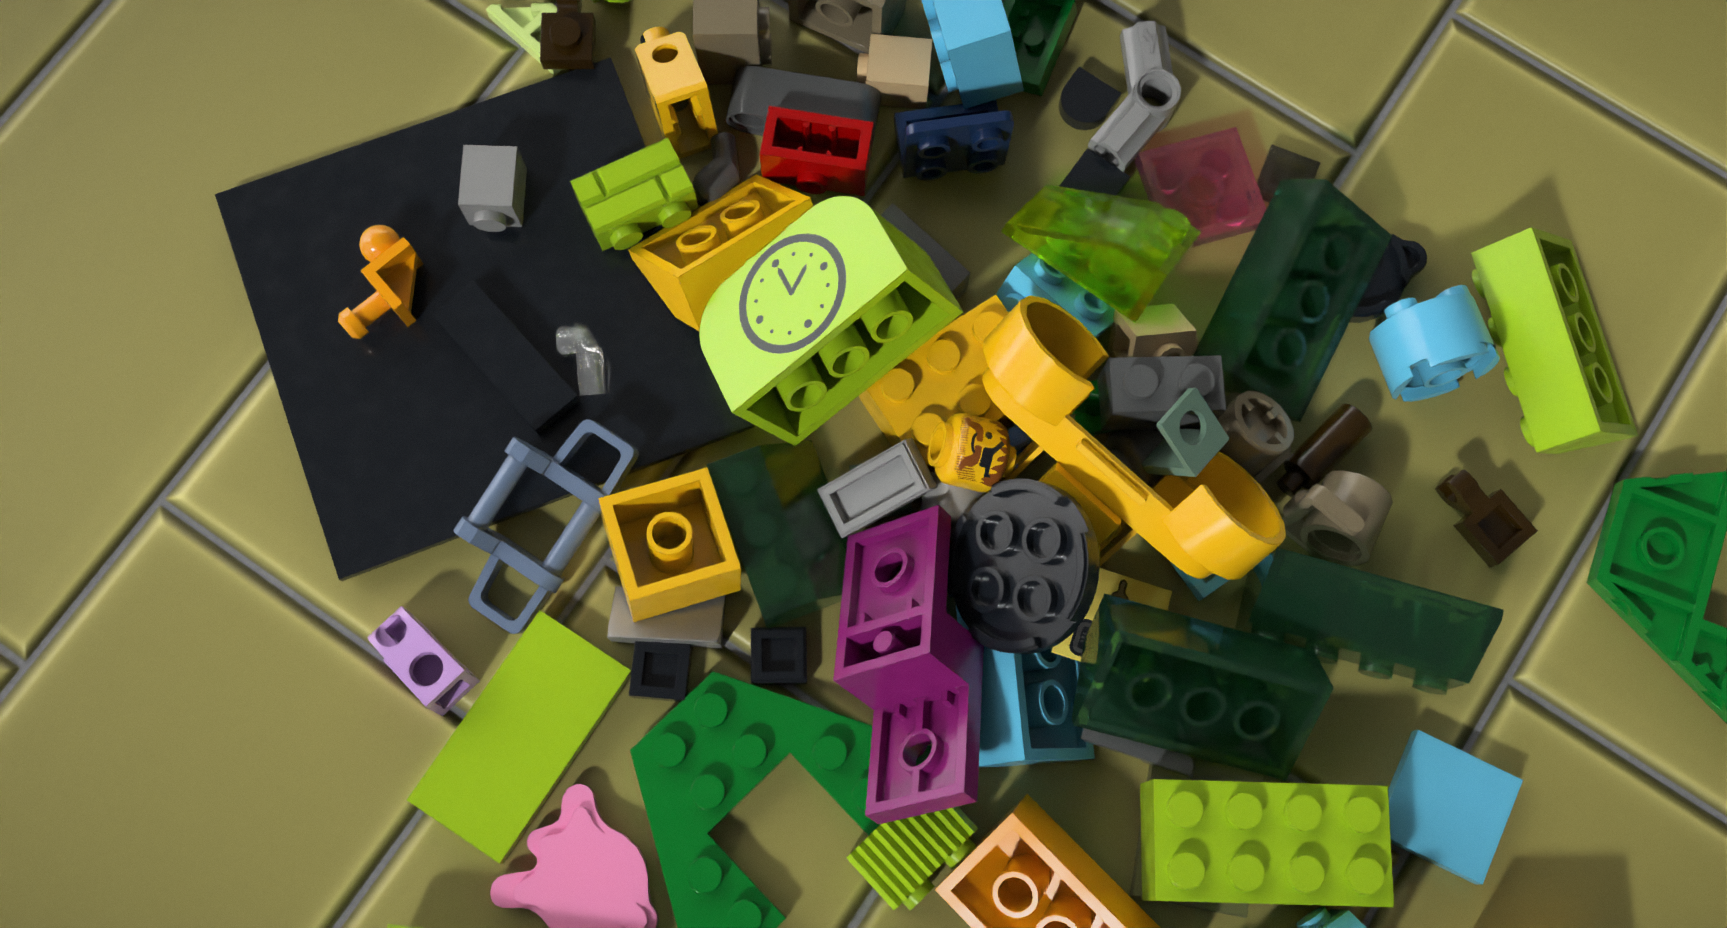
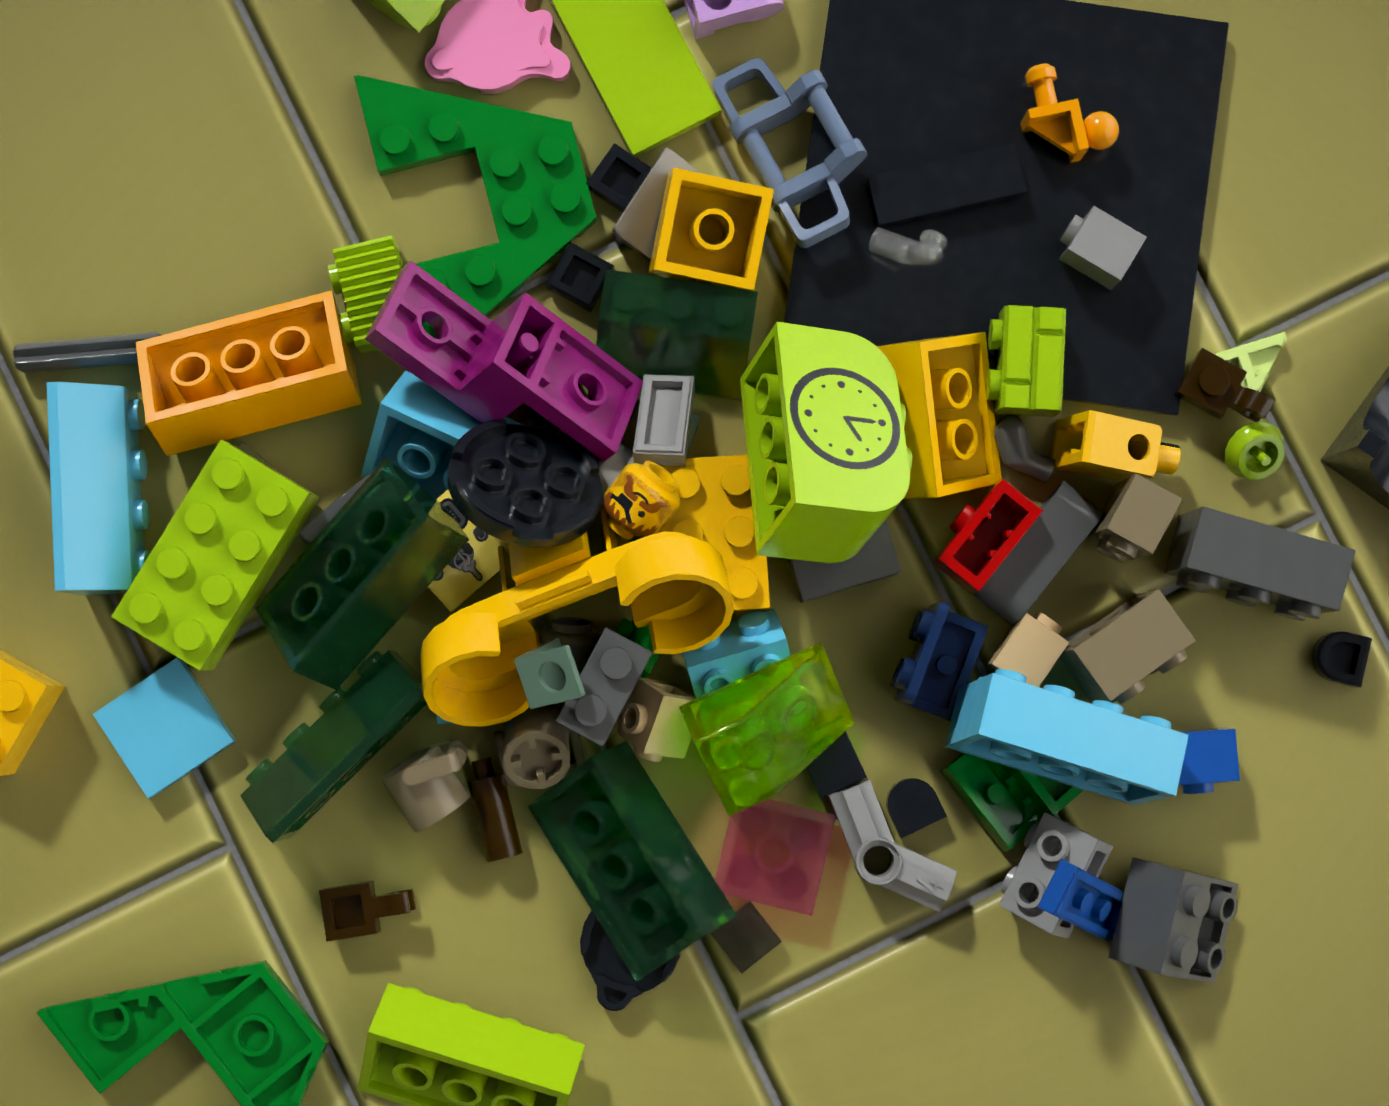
camera: 125 degrees right, 10 degrees up
(1432, 344) = (523, 952): medium azure brick -> none

